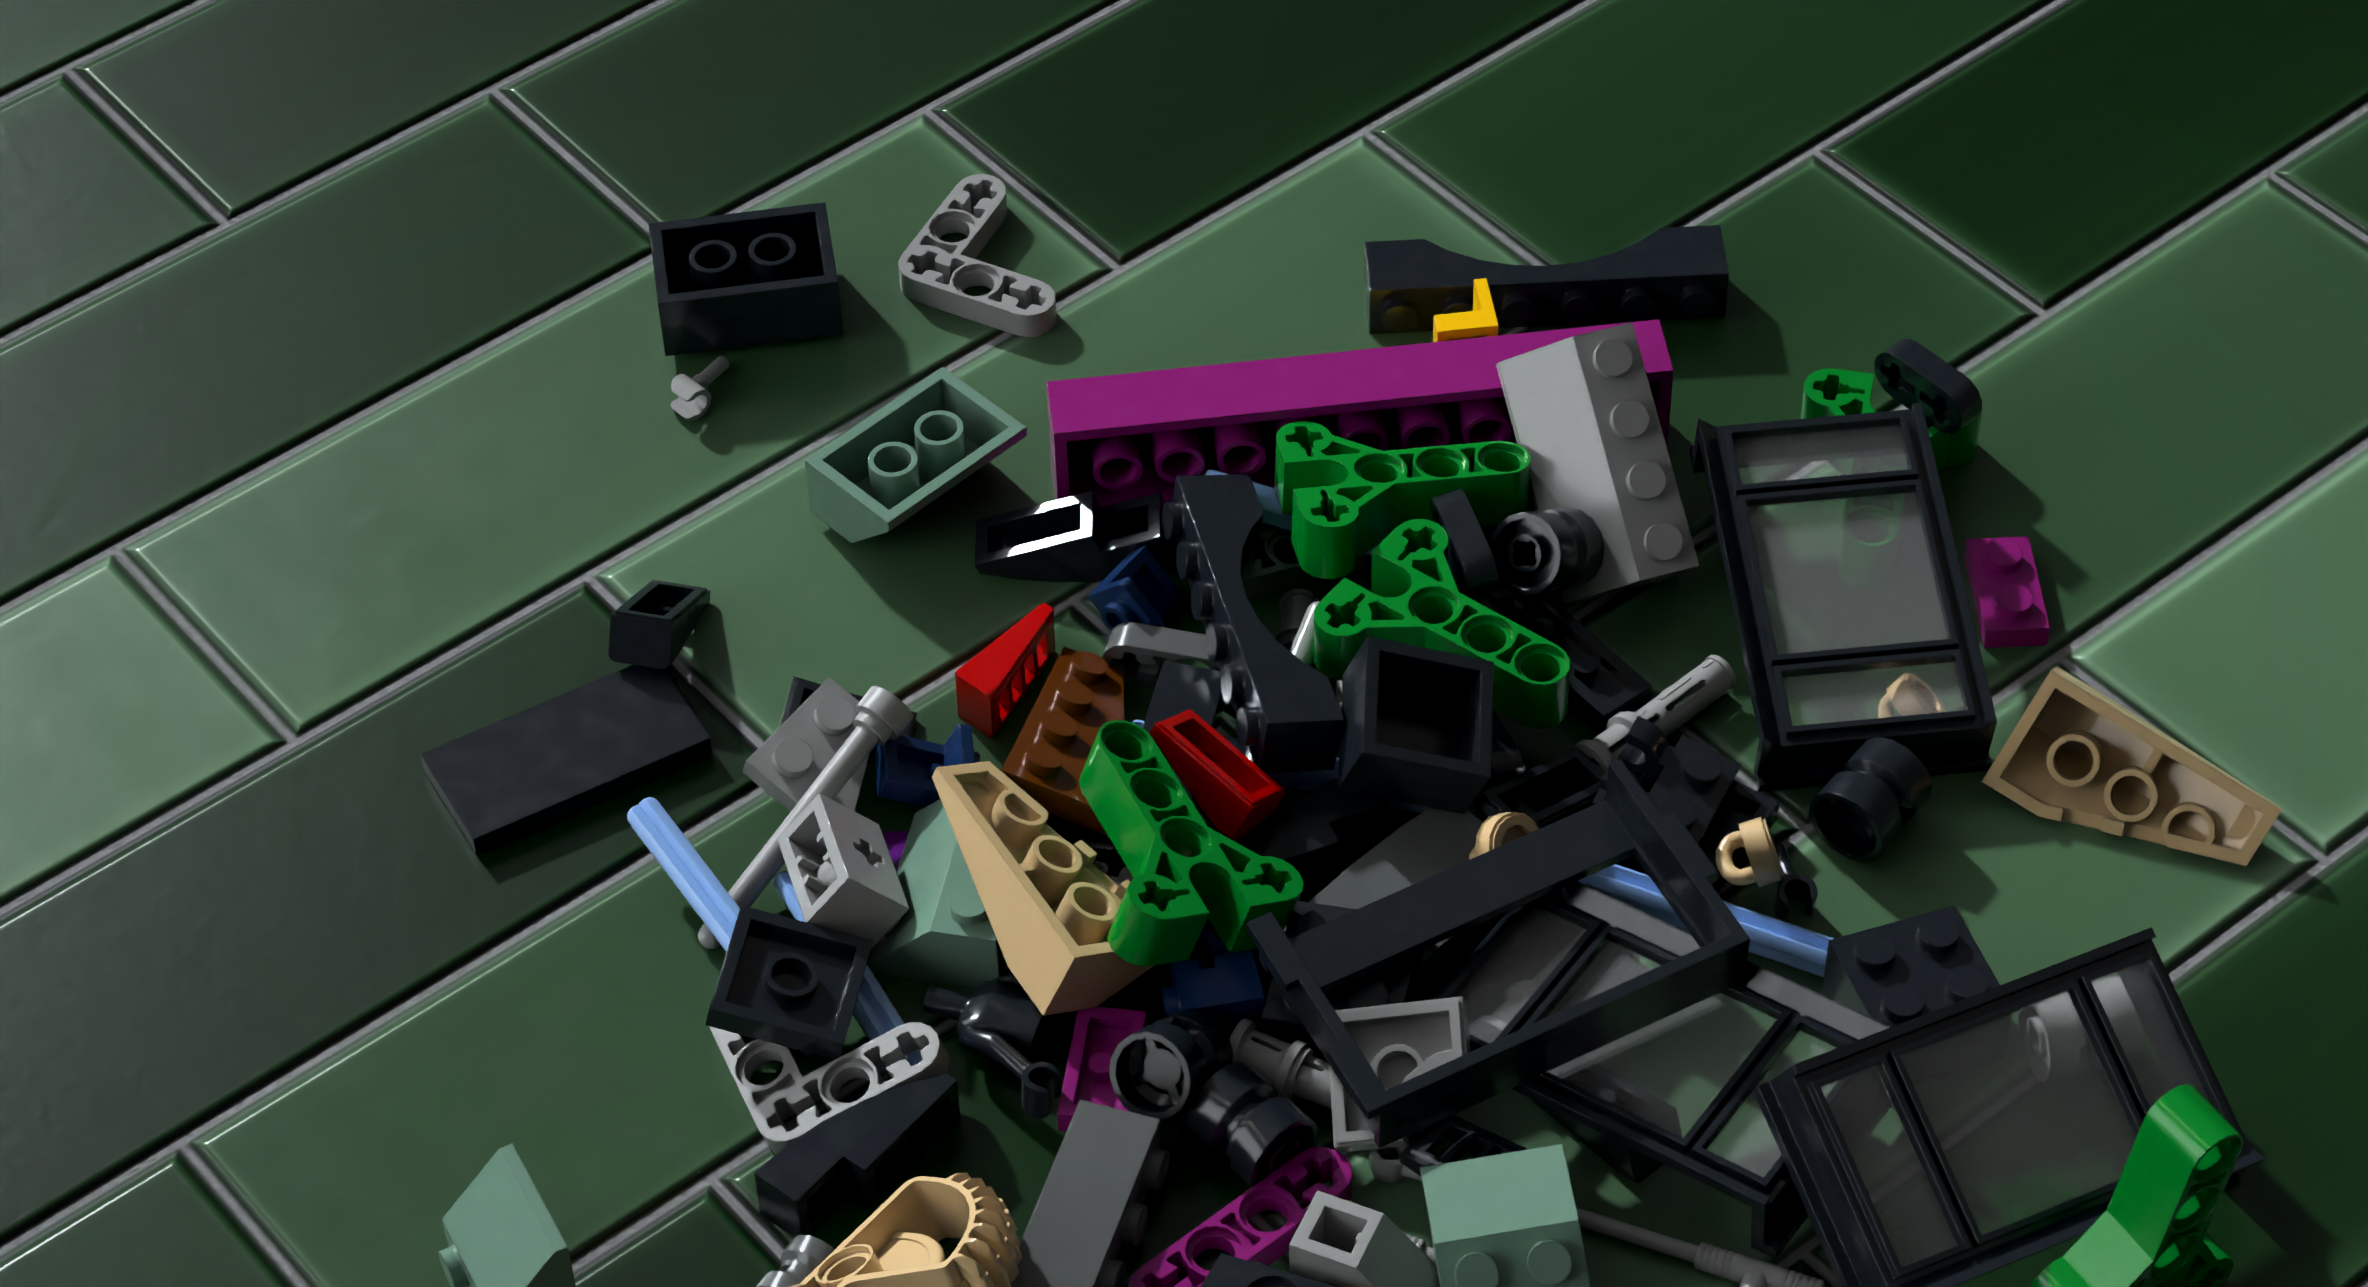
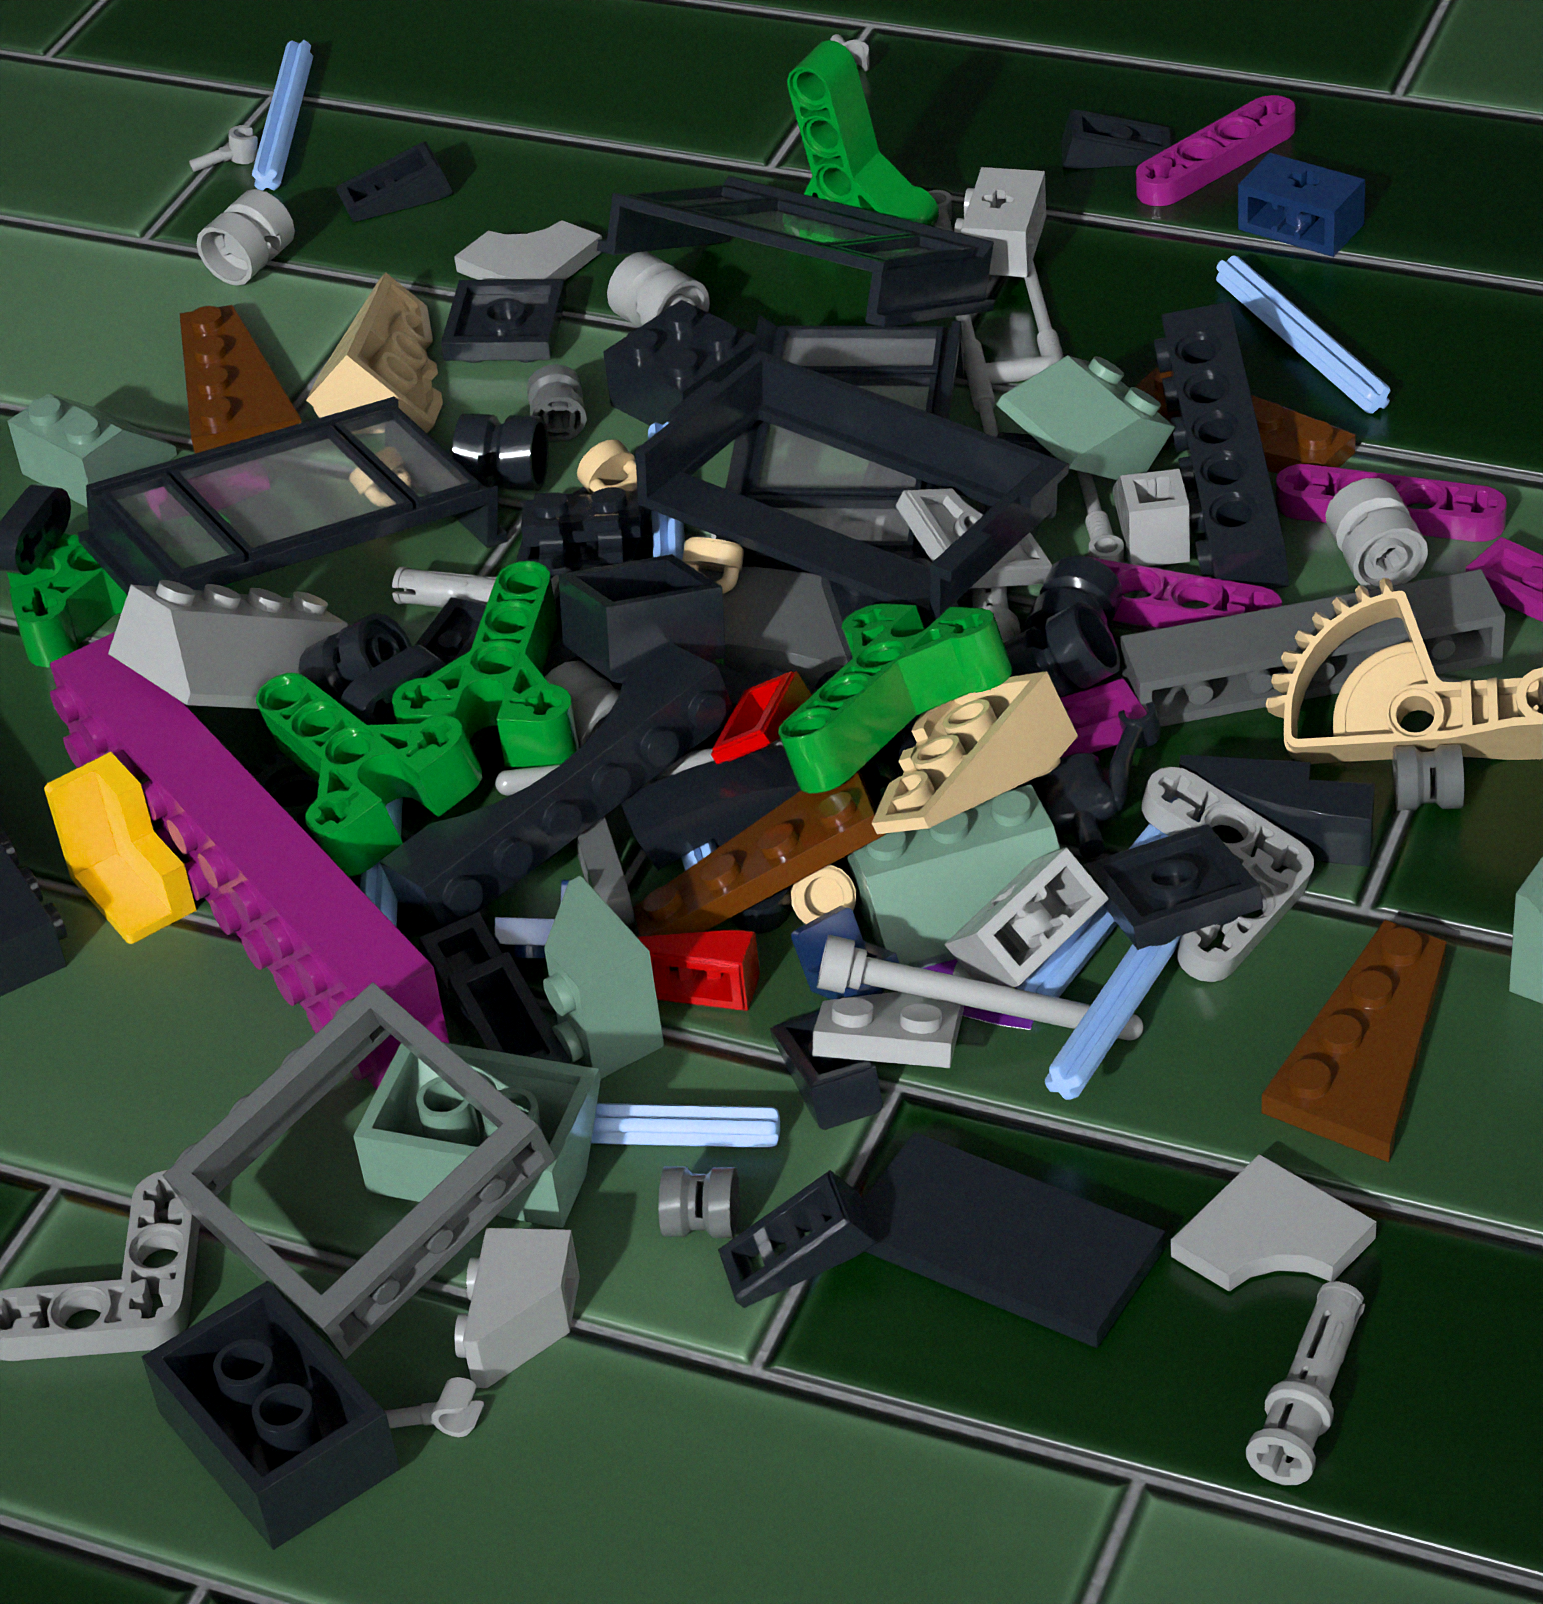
camera: 115 degrees left, 5 degrees down
(245, 834) = (1301, 1403): none -> light grey pin
(425, 919) = (1272, 1224): none -> light grey tile
(554, 1080) = (1361, 1049): none -> reddish brown wing
(744, 585) = (699, 1202): none -> dark grey wheel
(751, 450) = (519, 1300): none -> light grey slope
(887, 575) = (686, 1125): none -> light blue axle
(913, 398) = (419, 1241): none -> dark grey window
(1012, 565) = (600, 984): none -> sand green slope
(1941, 880) = (558, 398): none -> dark grey wheel
(2125, 512) = (79, 444): none -> sand green slope
(2148, 885) = (504, 320): none -> black plate
(2172, 654) = (228, 381): none -> reddish brown wing
(2278, 979) = (536, 255): none -> light grey tile

